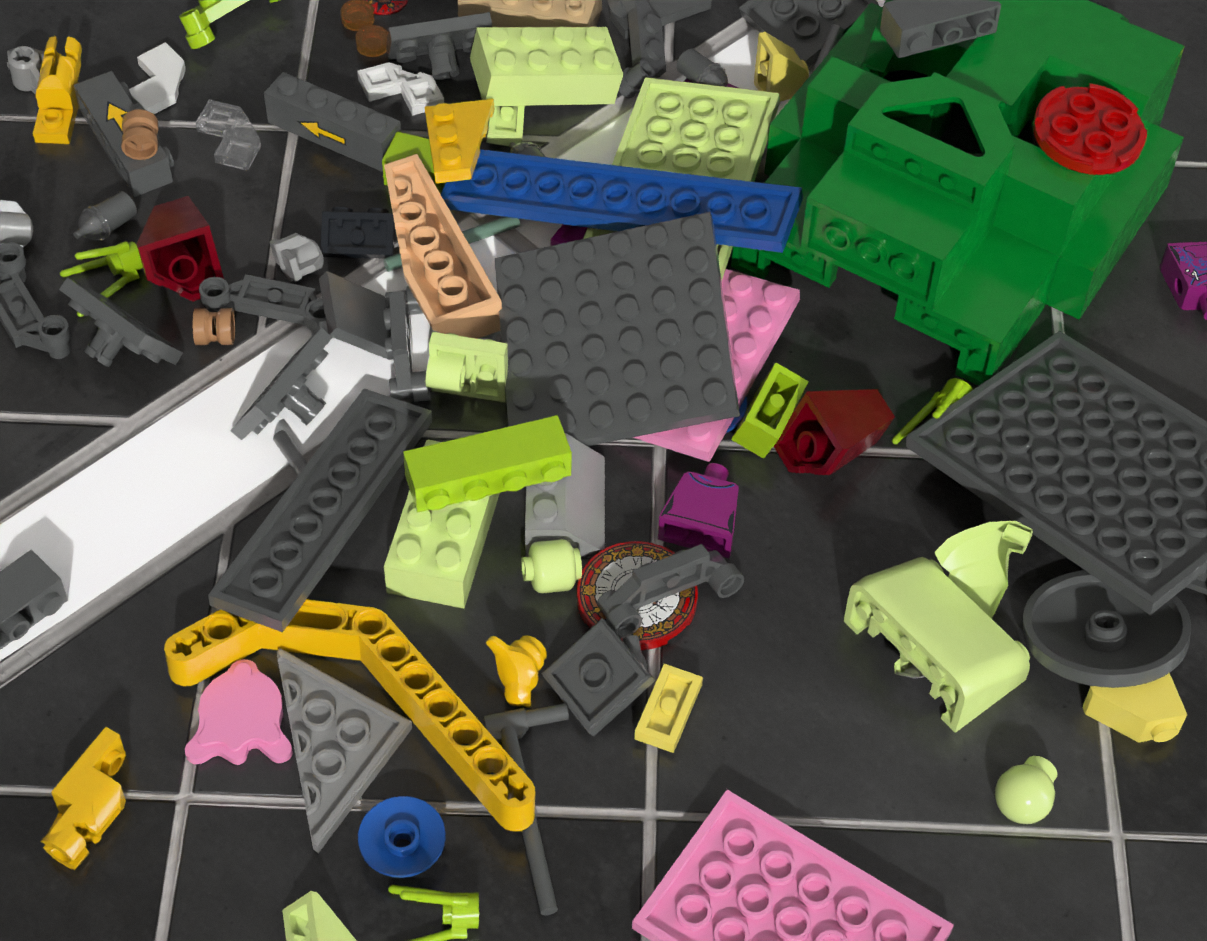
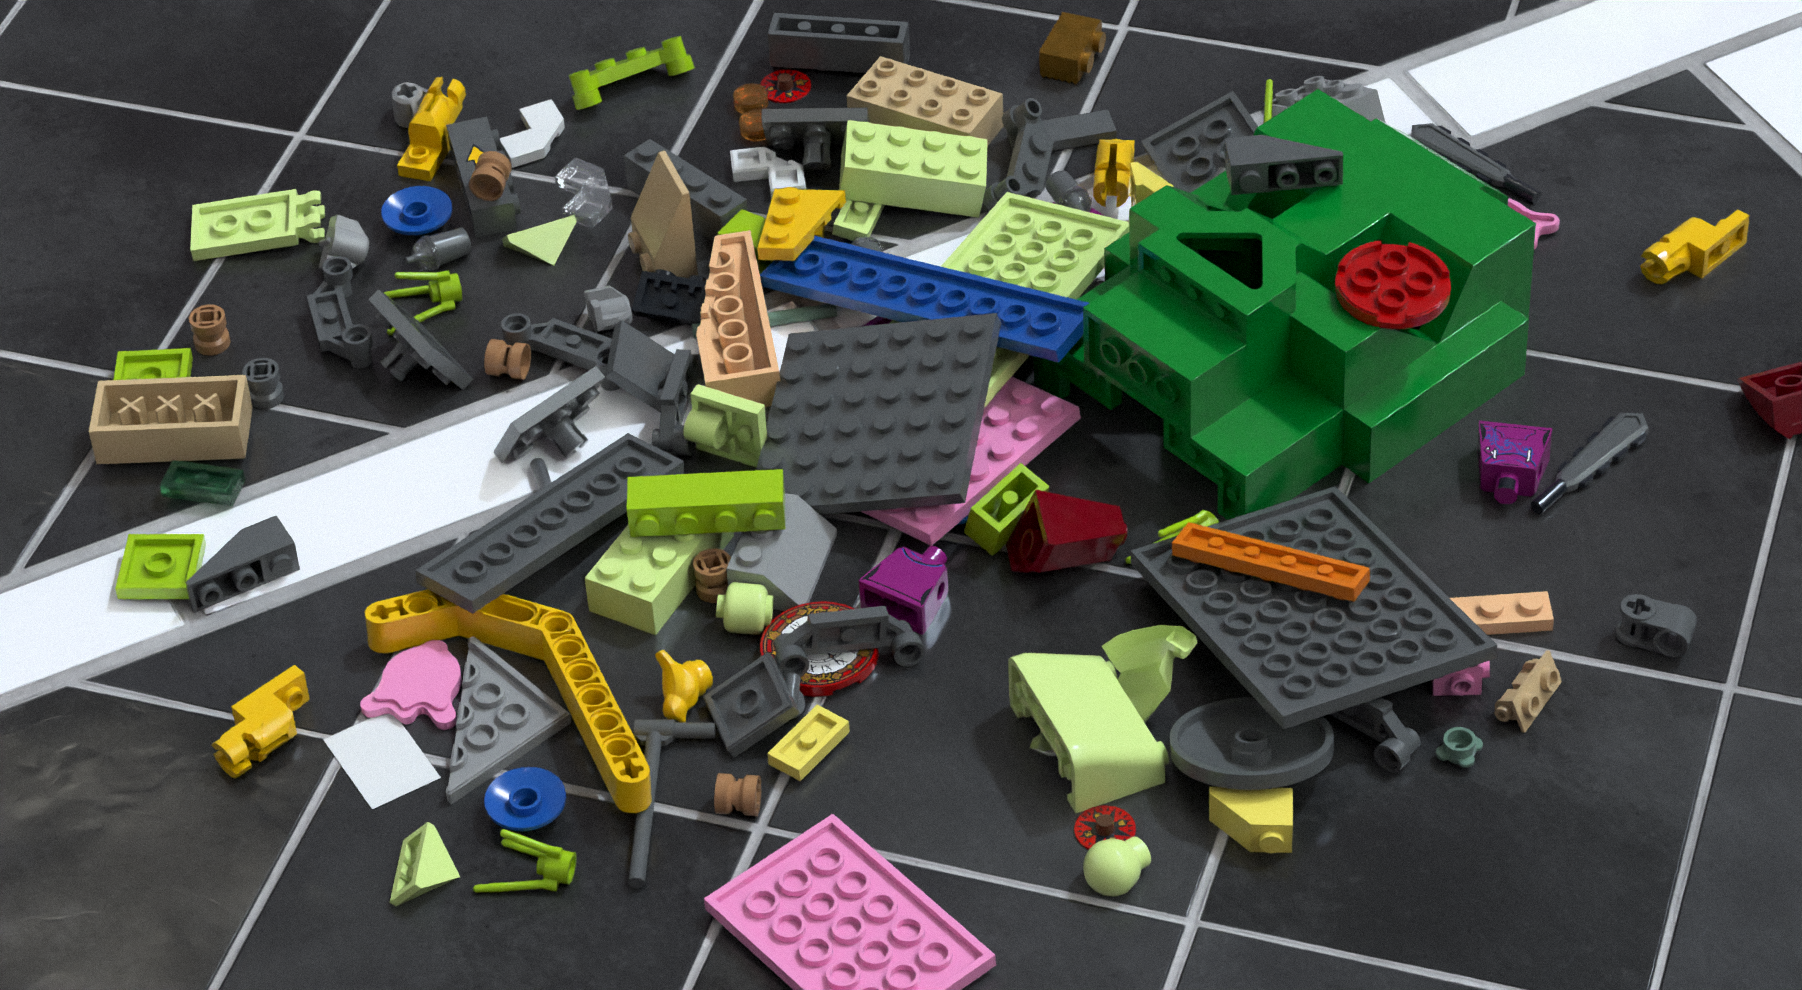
camera: 20 degrees right, 10 degrees down
(69, 179) = (416, 210): none -> blue dish
(178, 248) = (493, 284): dark red slope -> none
(207, 191) = (542, 241): none -> yellowish green slope
(226, 813) = (381, 759): none -> white sticker
(329, 157) = (664, 223): none -> tan slope
(505, 533) = (711, 574): none -> medium nougat wheel
(623, 785) = (740, 794): none -> medium nougat wheel
(727, 39) = (1113, 170): none -> yellow plate
(990, 745) = (1102, 824): none -> piece
(1055, 428) = (1271, 562): none -> orange plate

